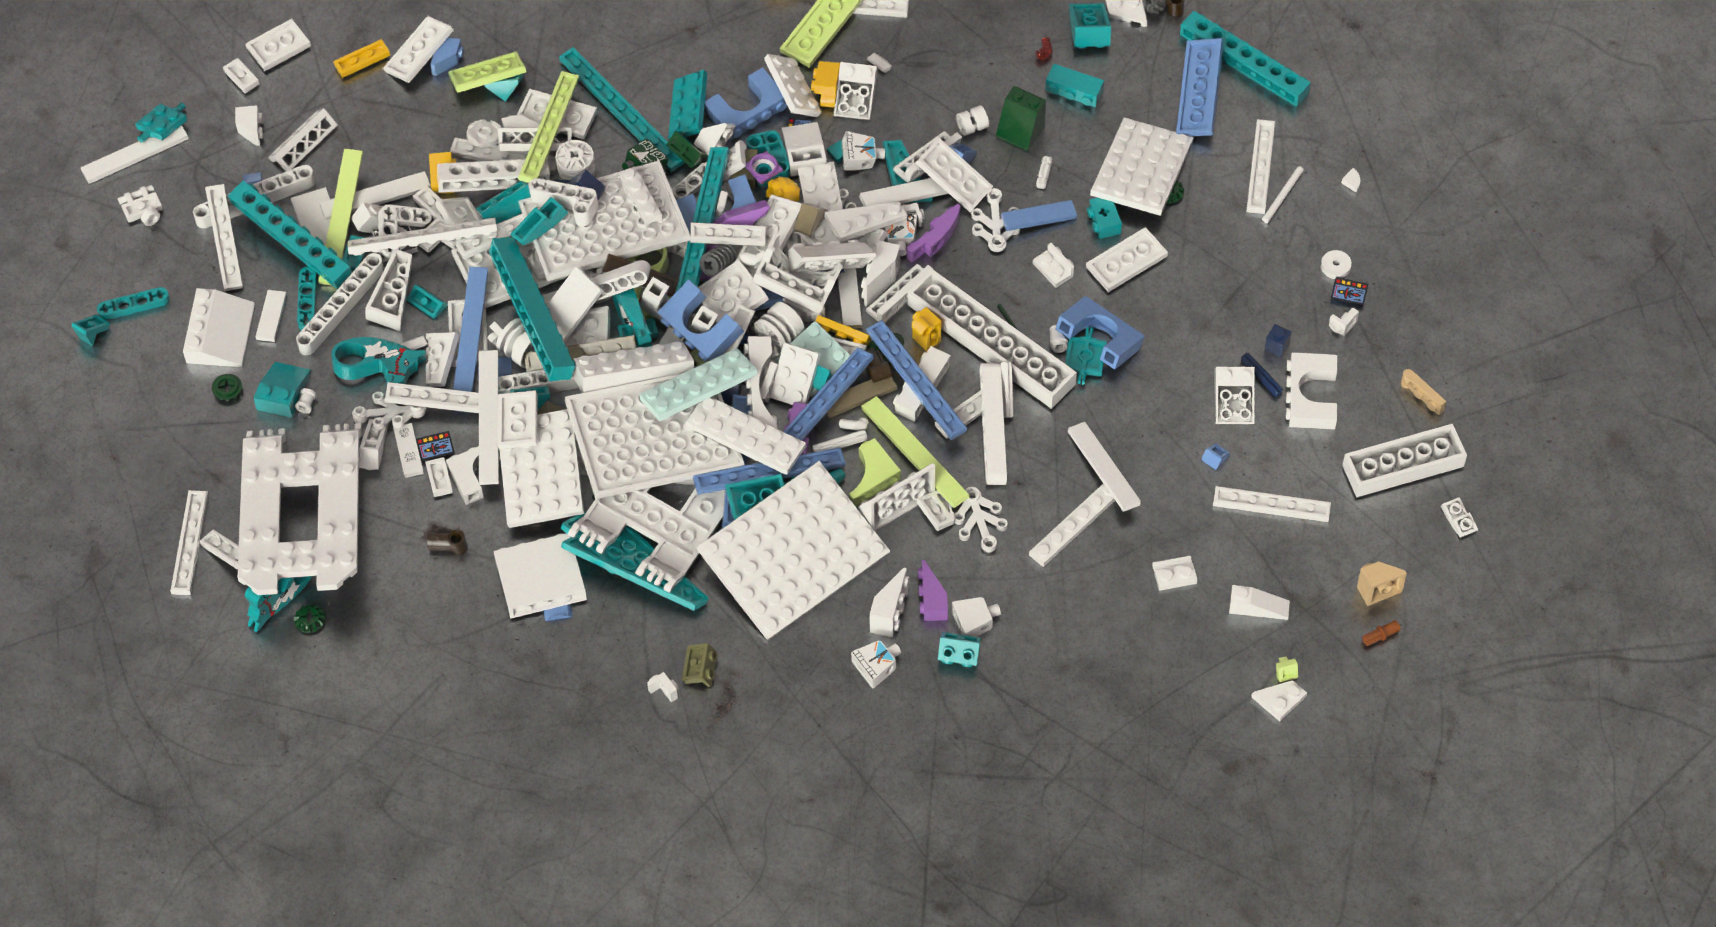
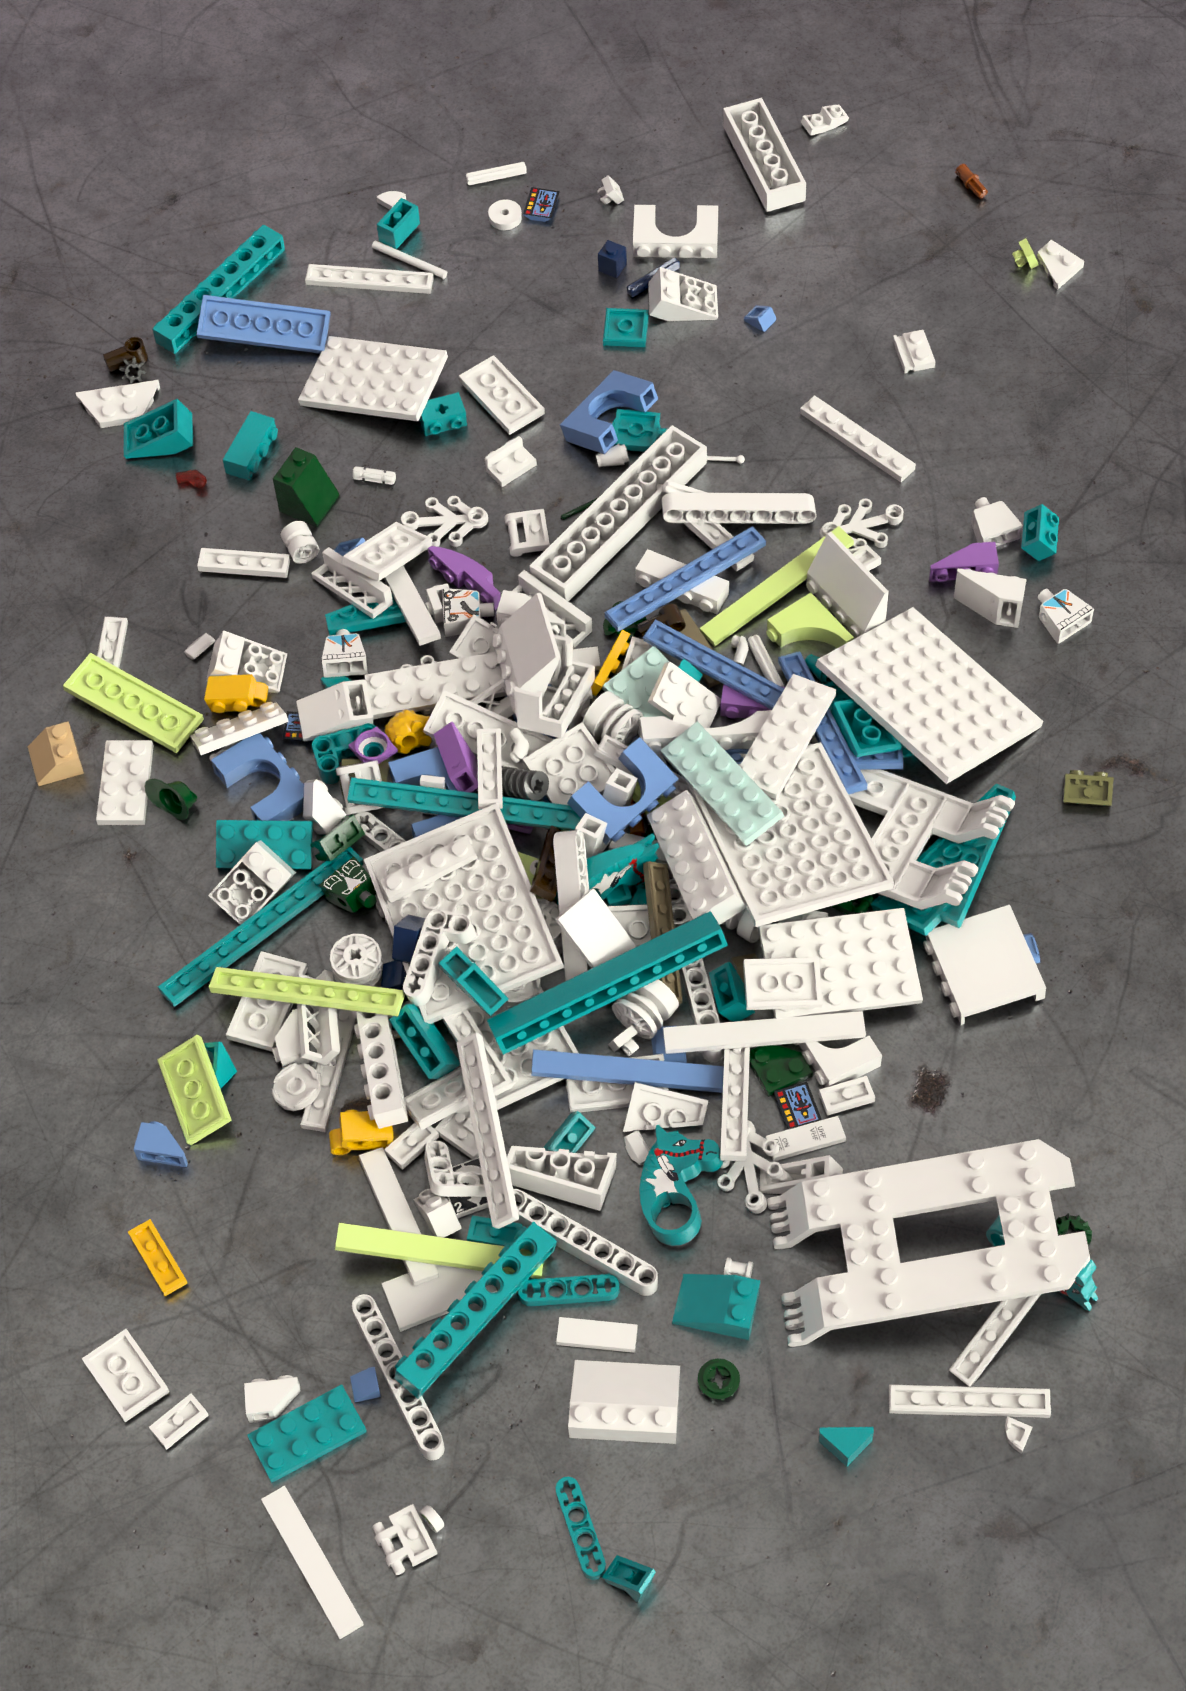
camera: 90 degrees left, 0 degrees up
(161, 122) = (261, 1524): teal plate -> none
(161, 570) = (1017, 1433): none -> white tile
(166, 459) = (845, 1442): none -> teal slope
(224, 148) = (306, 1433): none -> teal plate
(224, 237) = (476, 1402): white plate -> none
(298, 135) = (294, 1325): white fence -> none
(418, 49) = (152, 1178): white tile -> none
(447, 541) = (944, 1077): dark brown piece -> none
(465, 433) = (778, 1067): none -> dark green plate
(655, 99) = (252, 883): none -> white slope
(662, 681) = (1121, 820): white bracket -> none
(735, 50) = (171, 797): none -> dark green piece
(755, 21) = (123, 781): none -> white plate
(809, 218) = (459, 684): dark tan slope -> none
(862, 220) = (460, 637): white wing -> none
(926, 329) = (612, 573): yellow hinge -> none
(956, 85) = (244, 562): none -> white plate
(980, 282) = (534, 528): none -> white plate
(1039, 215) = (439, 477): medium blue tile -> none
(1058, 407) = (740, 459): none -> white hinge
(1104, 466) = (787, 408): white tile -> none
(1204, 353) = (625, 327): none -> teal tile
(1257, 603) = (948, 281): white slope -> none
(1272, 504) = (818, 270): white tile -> none
(1315, 180) = (398, 223): none -> teal brick
(1344, 324) = (585, 203): white bracket -> none
(1362, 343) = (610, 191): none -> white tile
(1380, 582) = (920, 174): tan slope -> none
(1385, 257) = (496, 173): none -> white axle
(1423, 391) = (673, 141): tan plate -> none

